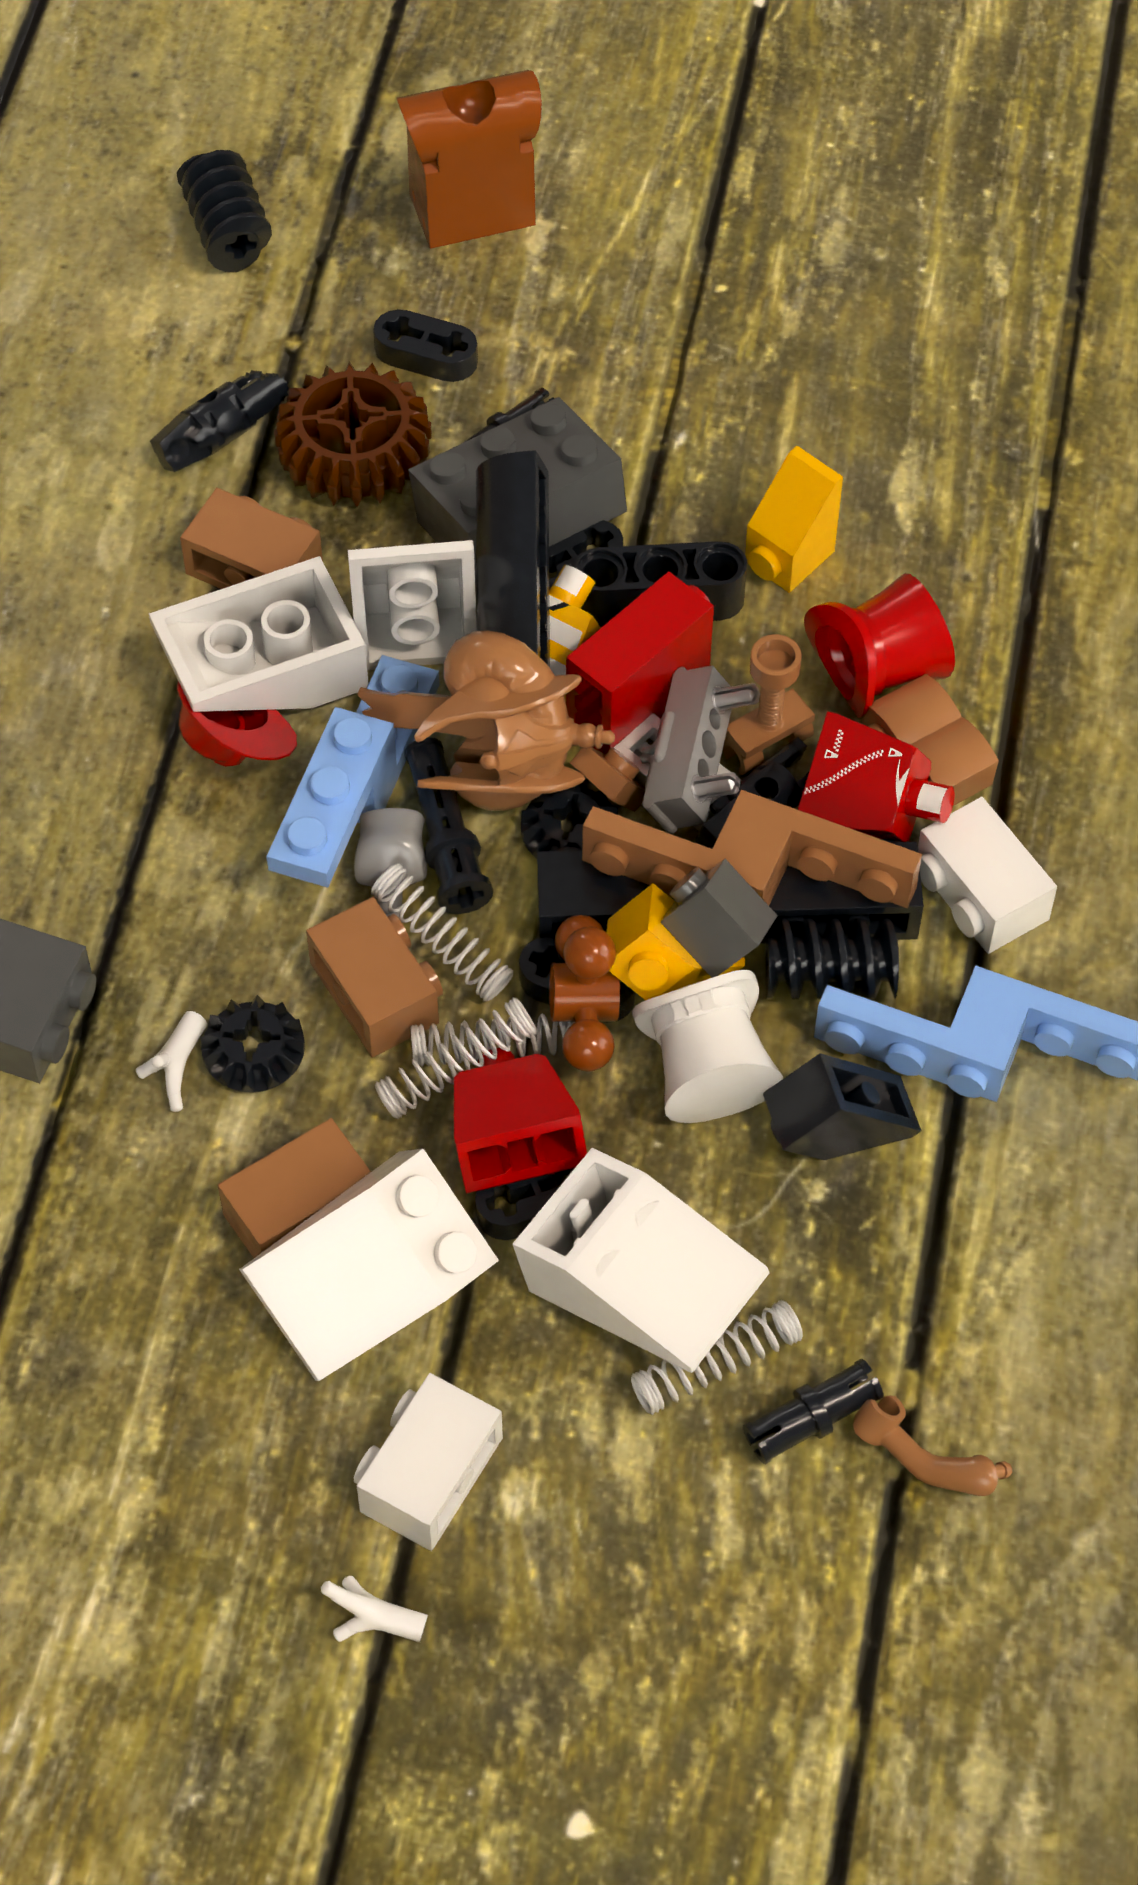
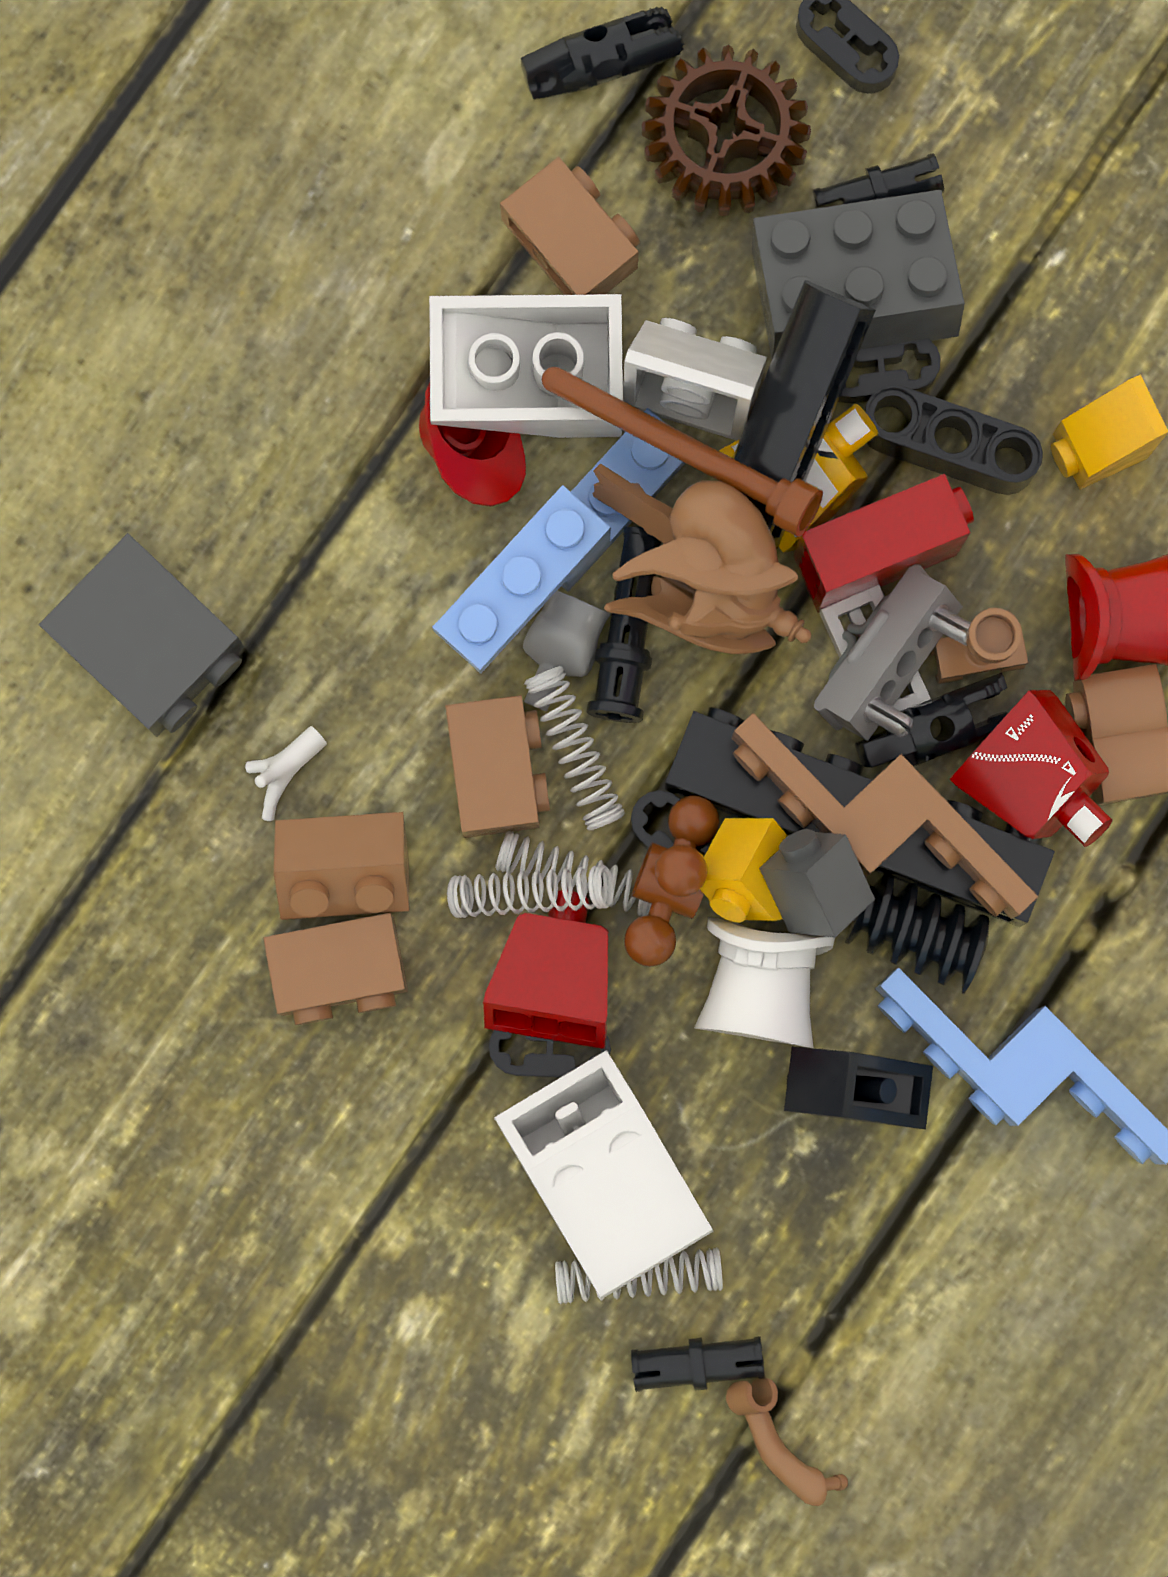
camera: 25 degrees right, 25 degrees up
(266, 1102) = (341, 865): none -> medium nougat brick
(273, 1060) = (349, 755): black gear -> none
(369, 1263) = (368, 1069): white slope -> none
(372, 1612) = (246, 1380): white bar -> none
(428, 1460) = (346, 1269): white brick -> none
(542, 818) = (777, 667): black gear -> none
(544, 626) = (789, 502): none -> dark orange piece
(612, 775) = (809, 658): medium nougat plate -> none
(985, 876) = (1106, 900): white brick -> none

